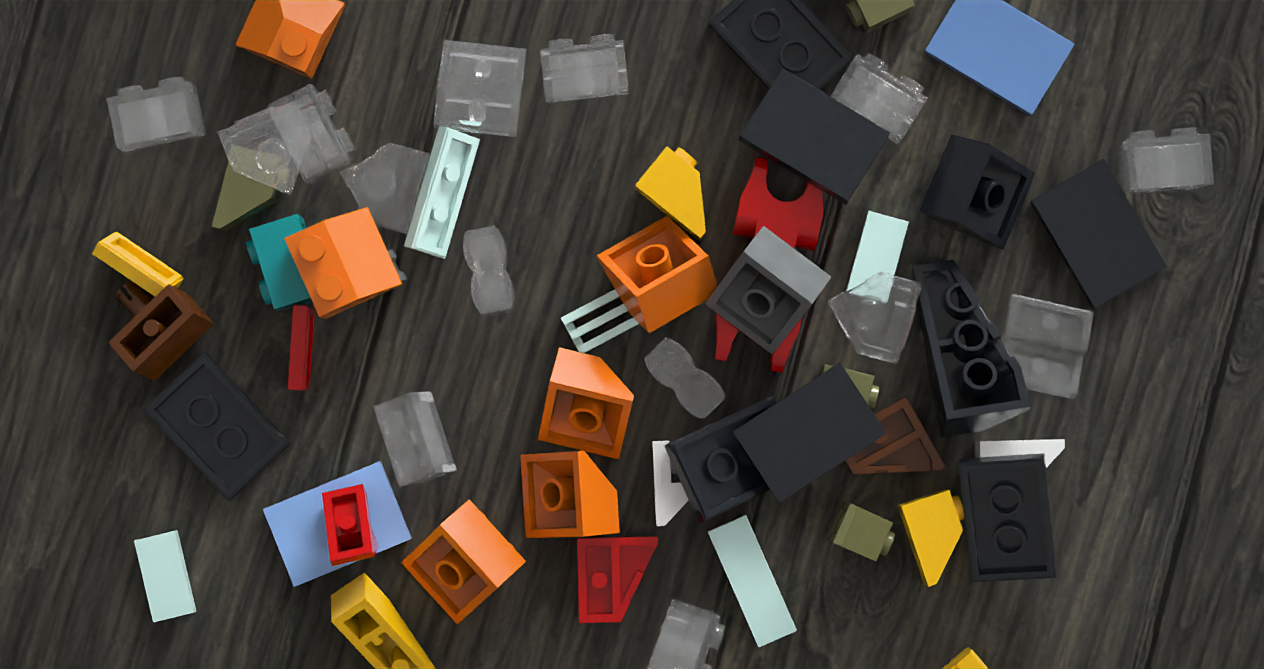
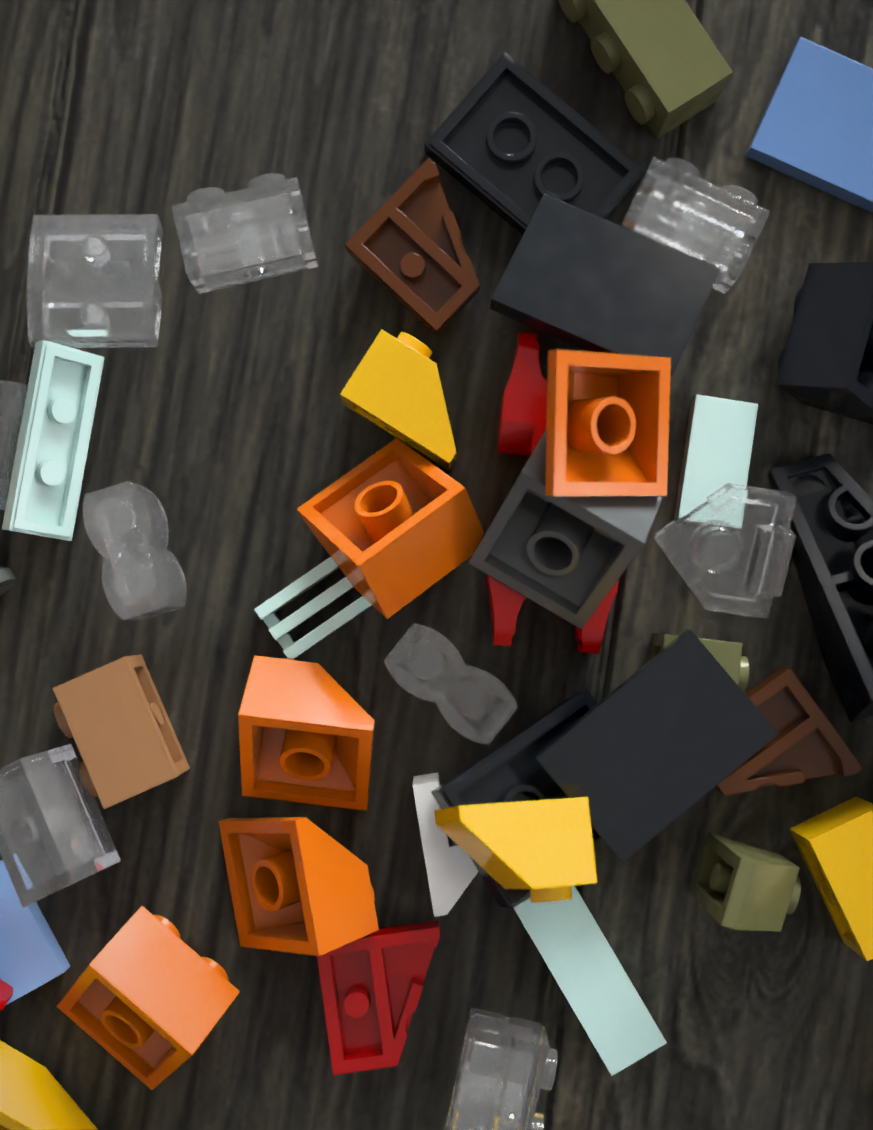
camera: 10 degrees left, 0 degrees up
(465, 386) = (119, 730): none -> medium nougat brick
(696, 94) = (418, 251): none -> reddish brown wing
(719, 479) = (527, 843): none -> yellow slope
(800, 229) = (607, 424): none -> orange slope

